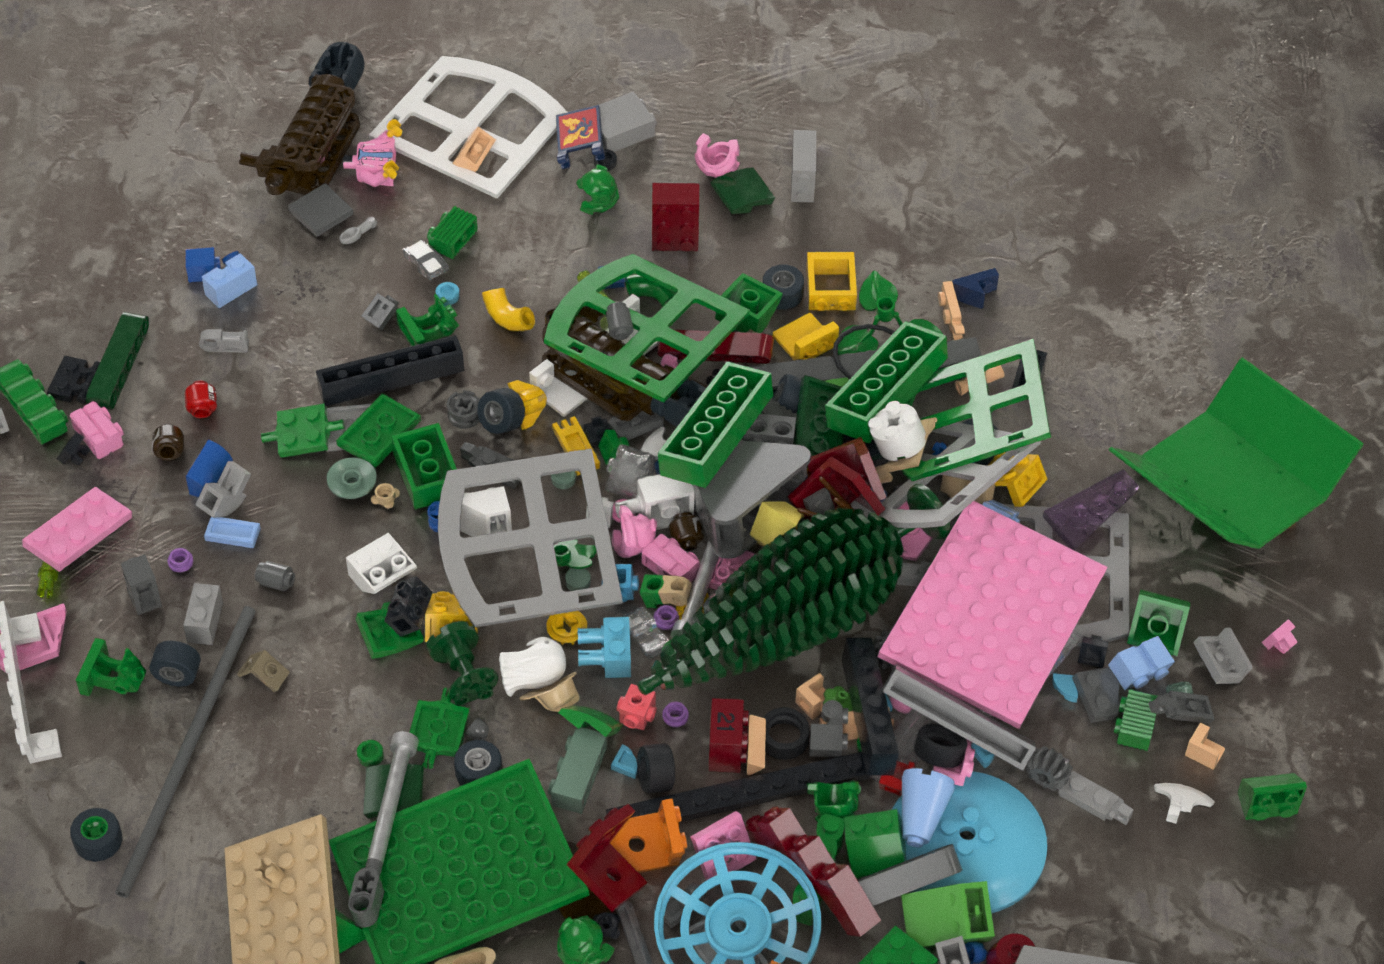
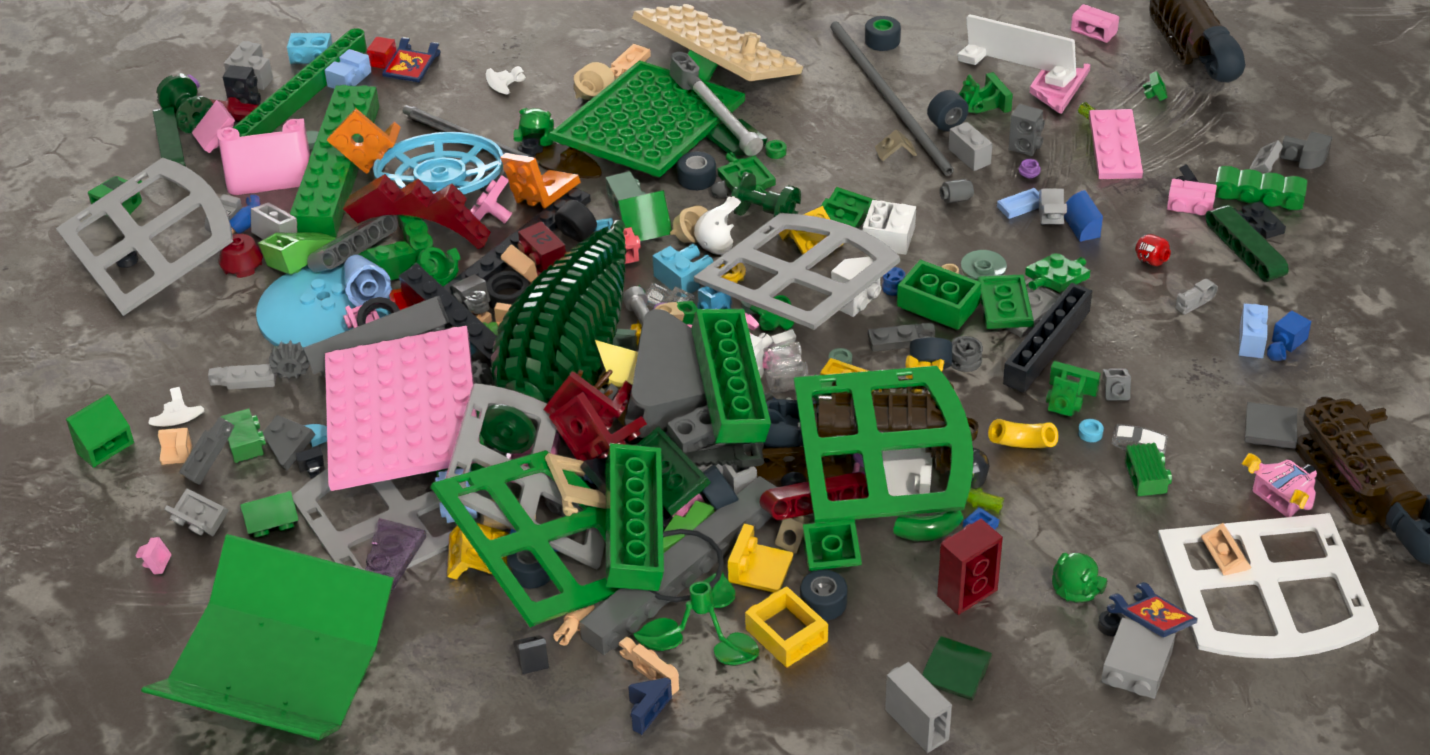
camera: 145 degrees right, 10 degrees down
(168, 442) = (1134, 216): dark brown head -> none
(354, 233) = (1222, 425): light grey piece -> none
(408, 606) = (839, 204): black brick -> none
(598, 858) = (558, 140): dark red bracket -> none
(619, 321) = (897, 416): dark grey brick -> none
(717, 158) = (1006, 669): bright pink helmet -> none
(897, 431) = (581, 460): white brick -> none
(1142, 663) = (263, 466): light blue brick -> none
(1185, 687) = (220, 471): sand green tile -> none

